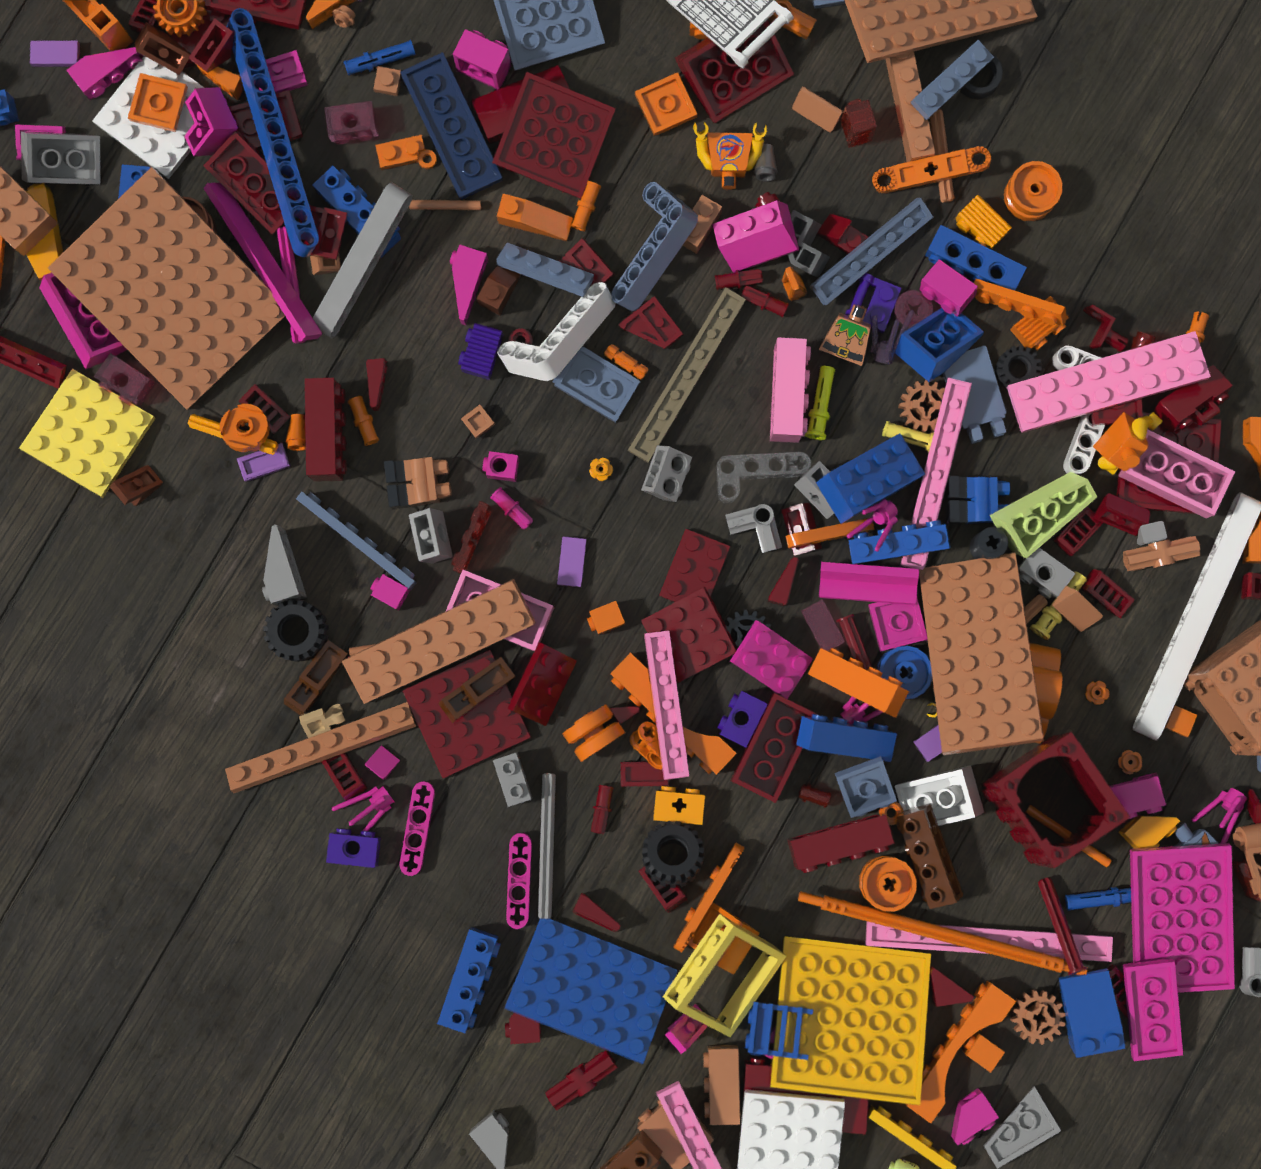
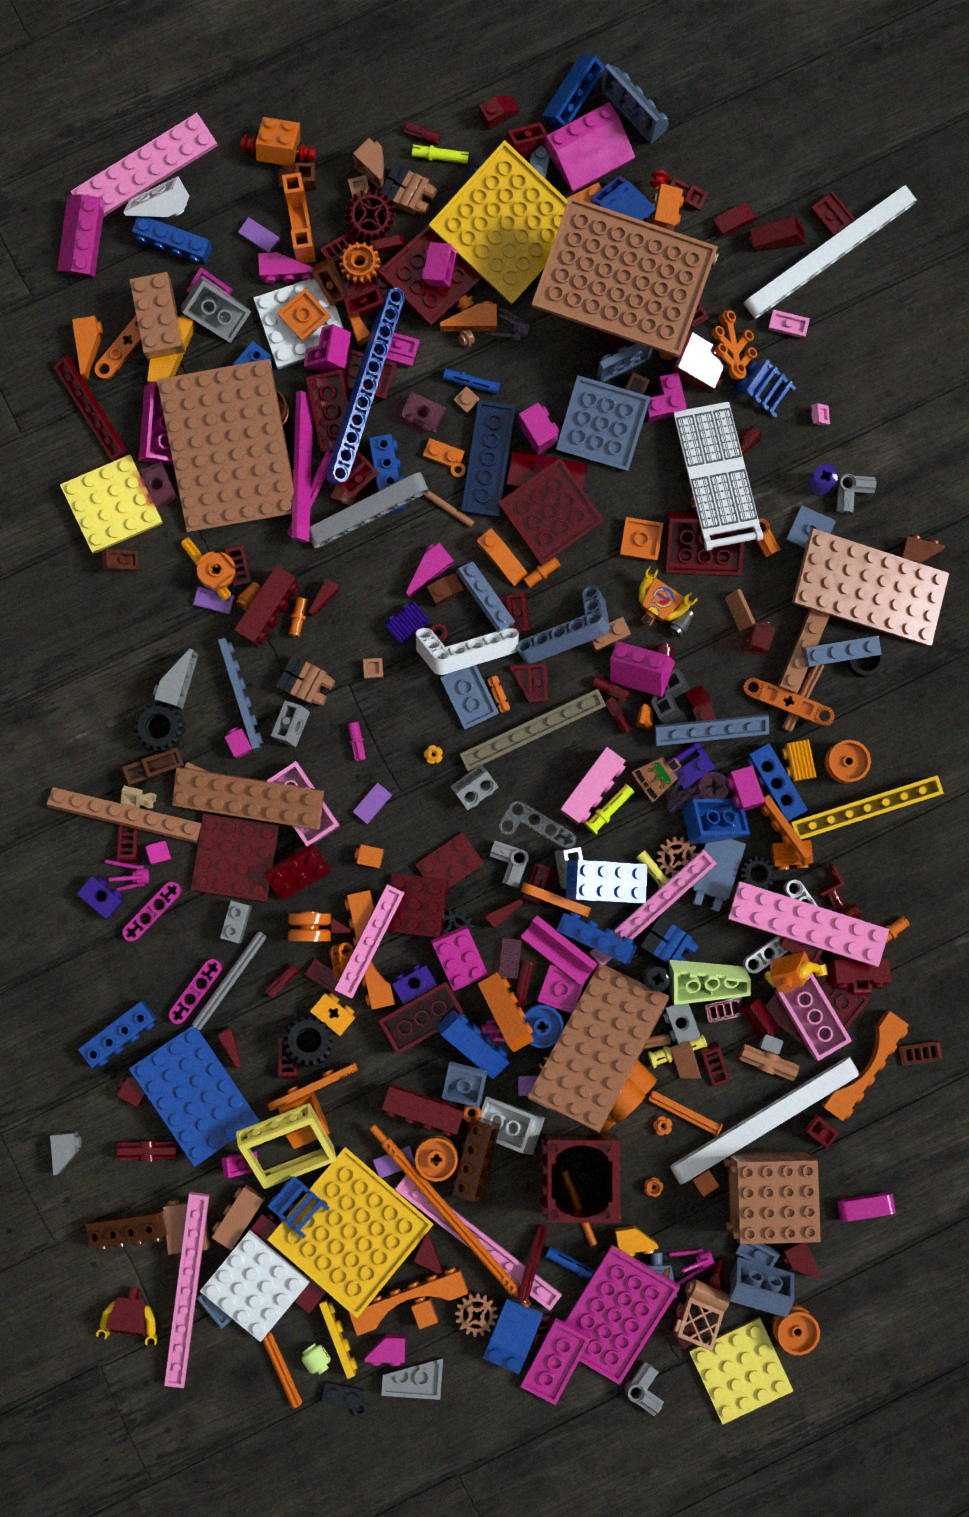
camera: 25 degrees right, 0 degrees up
(471, 537) = (316, 743): clear red wing -> none
(476, 690) = (251, 846): reddish brown slope -> none
(509, 473) = (374, 714): dark pink brick -> none
(814, 795) = (427, 1066): clear red pin -> none
(841, 926) = (386, 1165): none -> medium lavender tile
(883, 513) = (599, 911): dark pink plant -> none
(1087, 222) = (867, 807): none -> yellow brick
(1112, 664) = (685, 1113): none -> orange axle
(1140, 794) = (641, 1212): dark pink brick -> none

